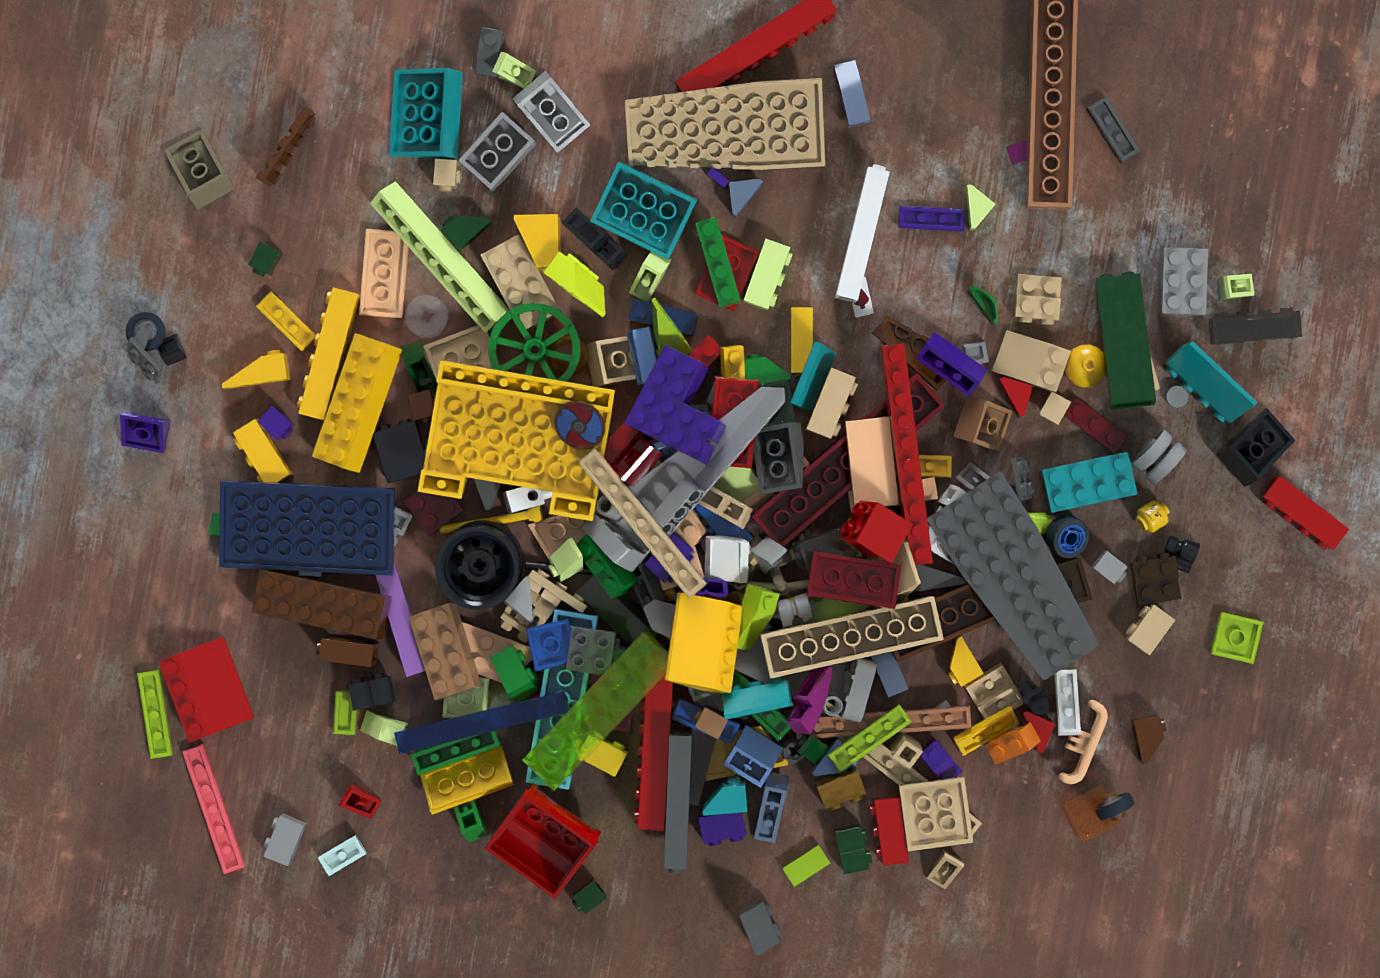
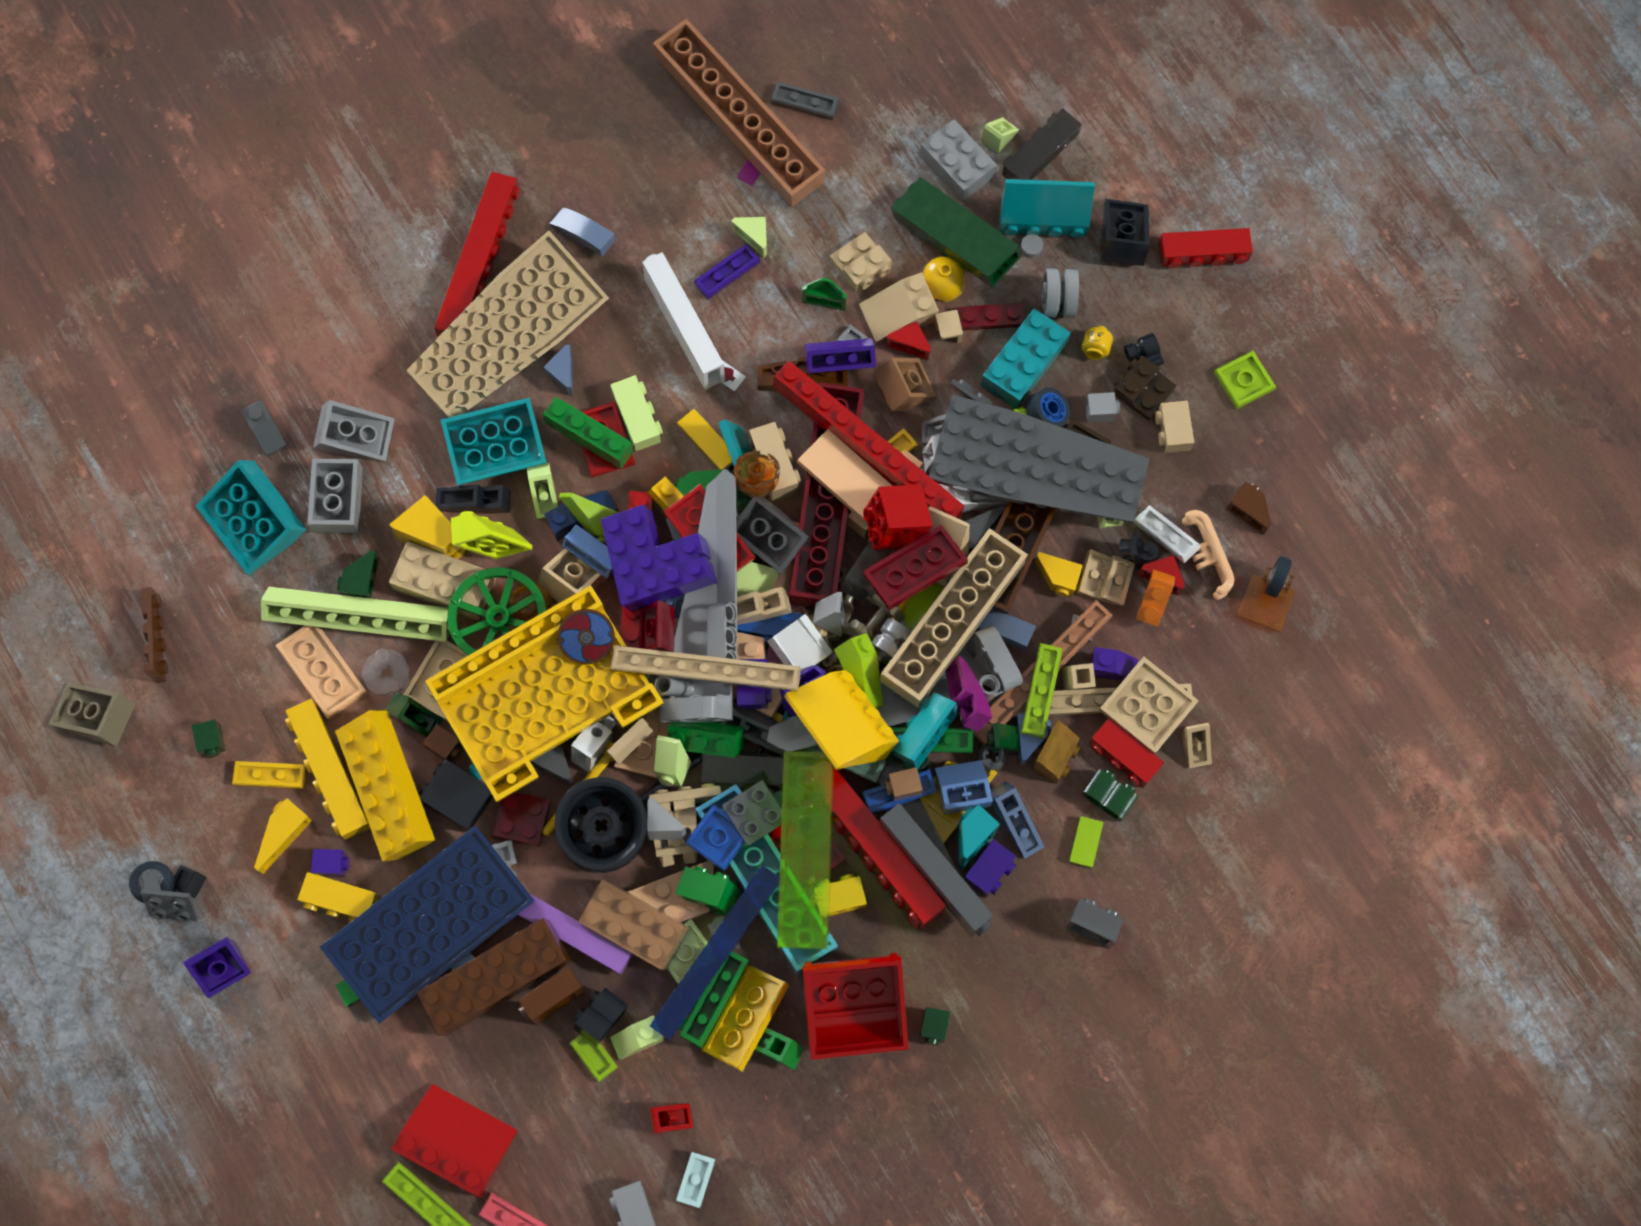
camera: 45 degrees left, 15 degrees down
(446, 174) = (308, 548): tan brick -> none
(513, 71) = (295, 426): yellowish green slope -> none
(549, 523) = (630, 740): none -> tan slope
(718, 178) = (532, 374): dark purple tile -> none
(804, 410) = (757, 473): none -> clear orange cylinder
(986, 730) = (1126, 610): yellow tile -> none

